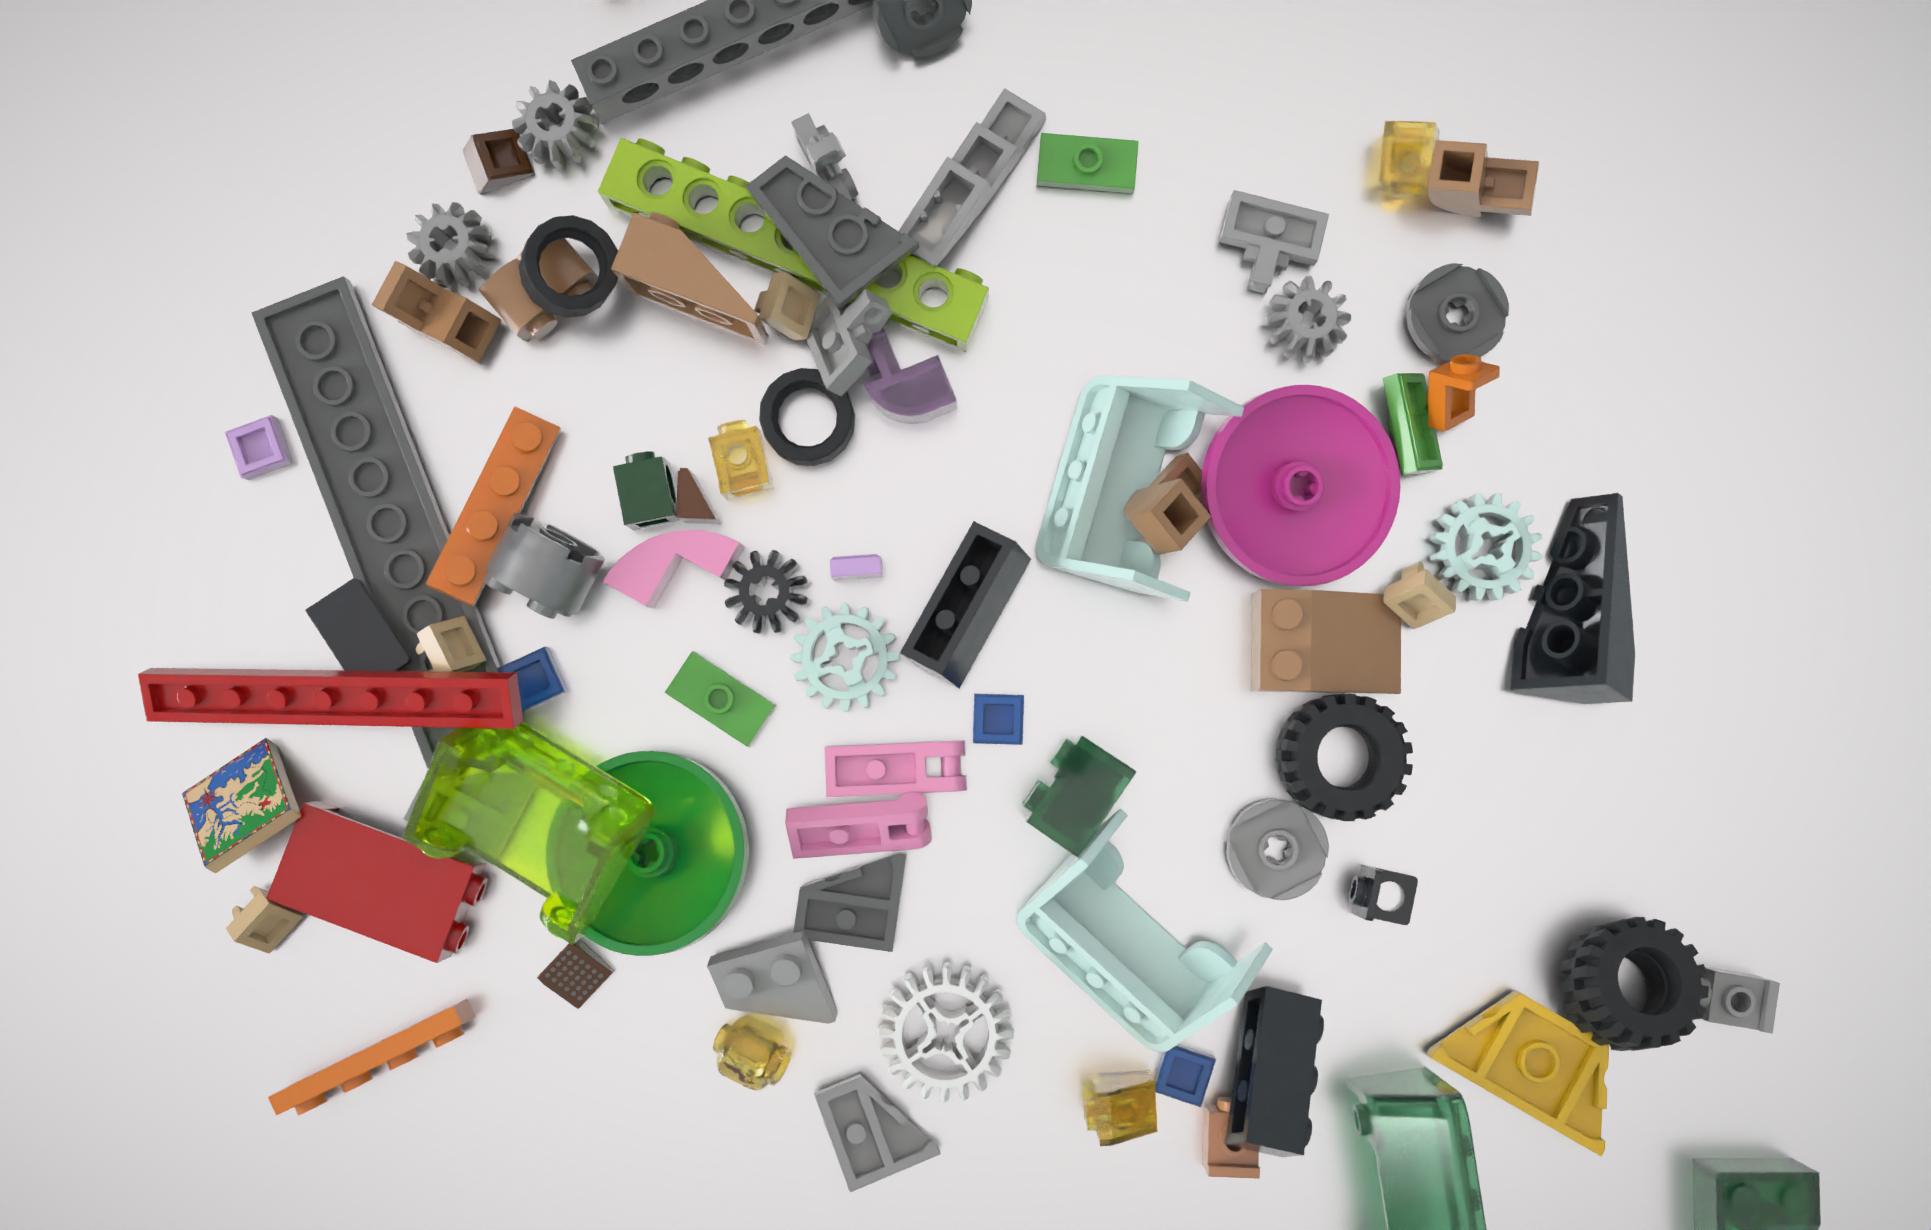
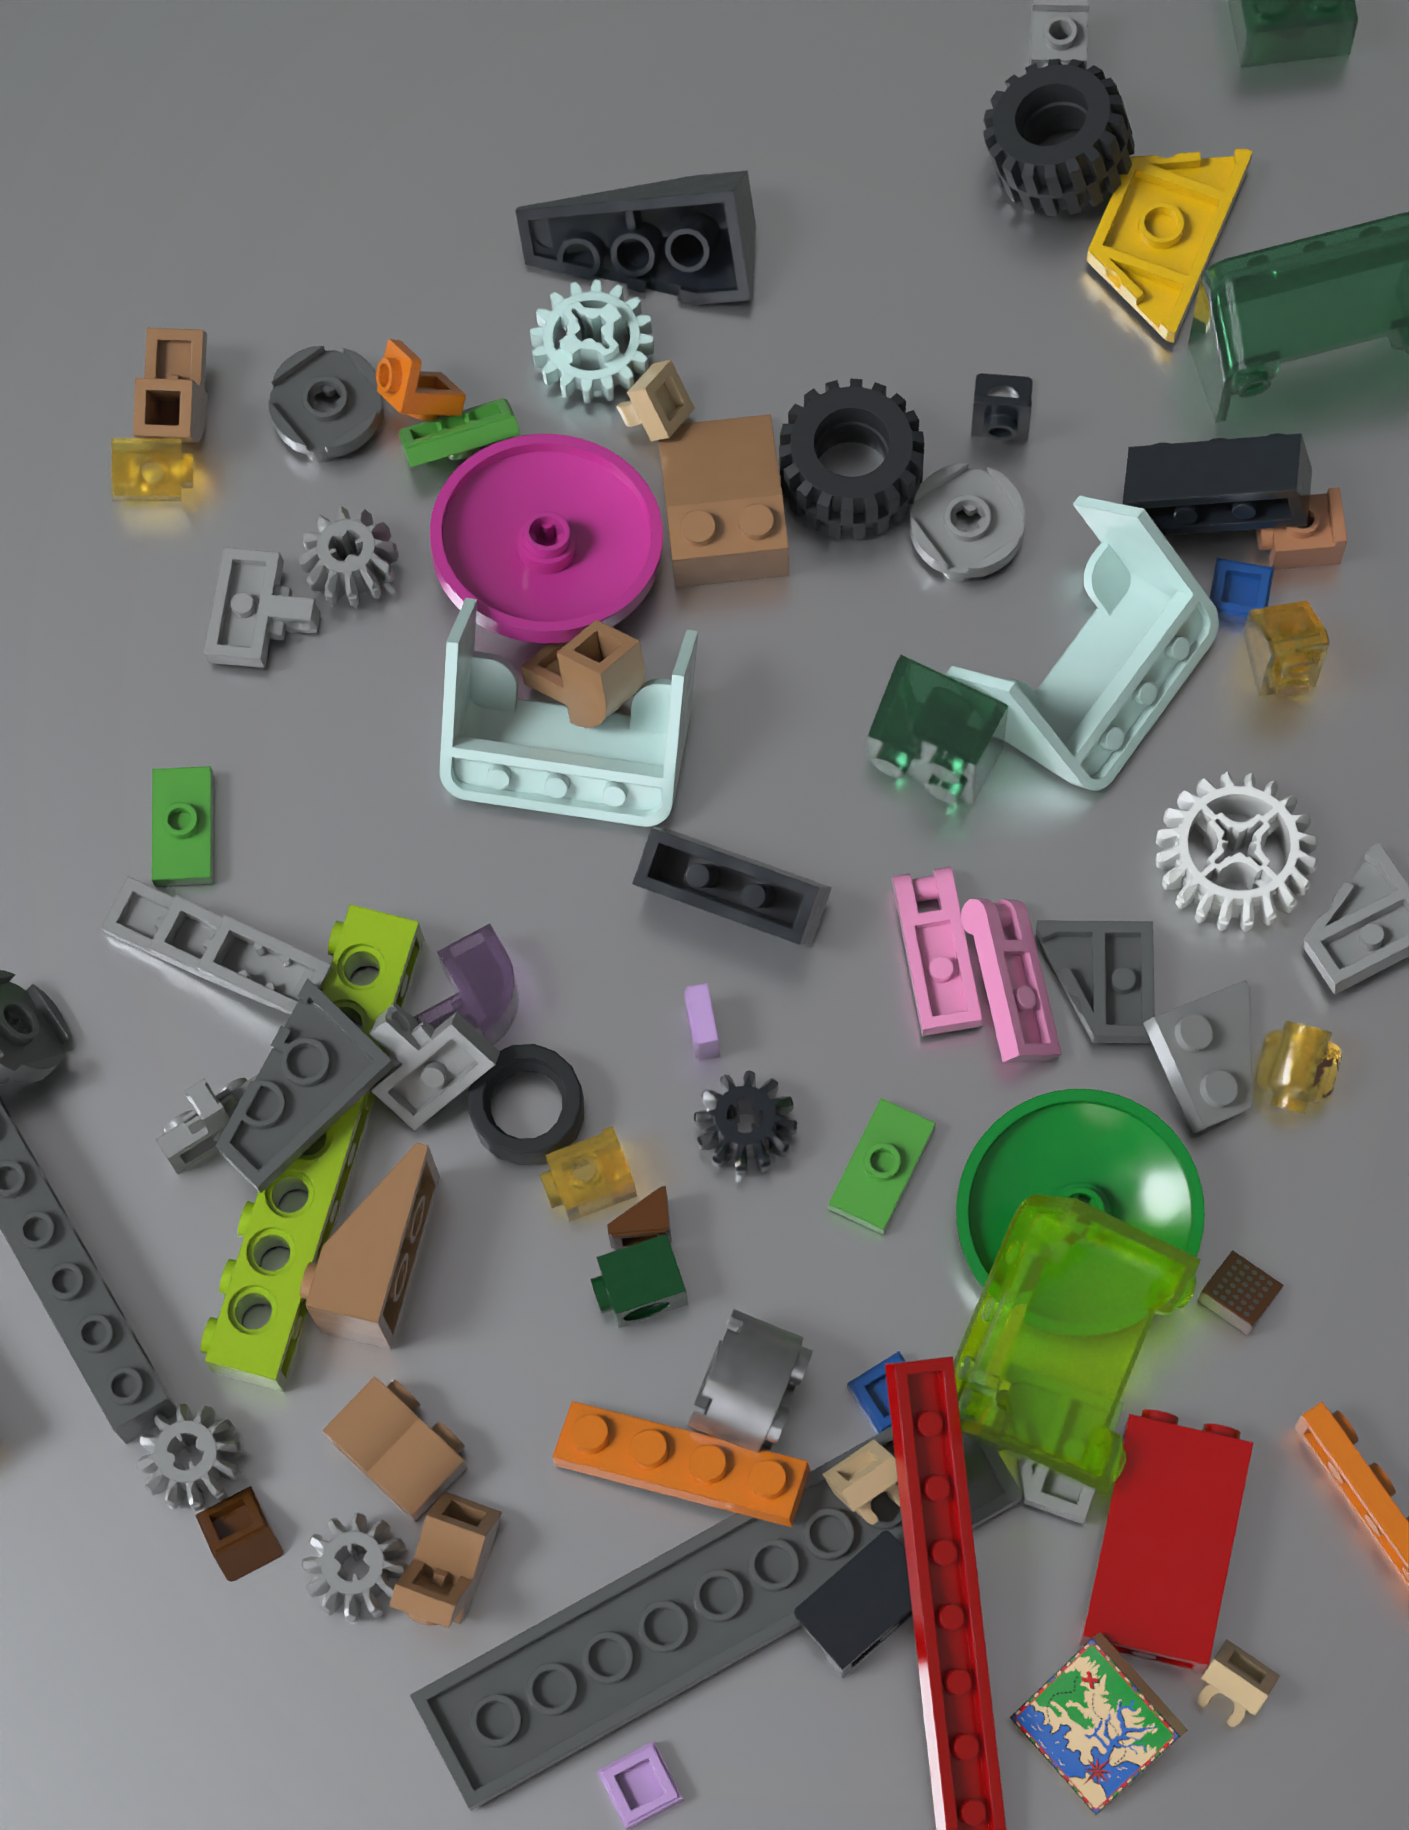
camera: 90 degrees left, 15 degrees down
(580, 230) = (360, 1355): black tyre -> none
(651, 564) = (732, 1264): bright pink brick -> none
(788, 306) = (390, 1135): tan tile -> none
(836, 636) = (791, 1035): light aqua gear -> none
(998, 719) = (861, 845): blue tile -> none

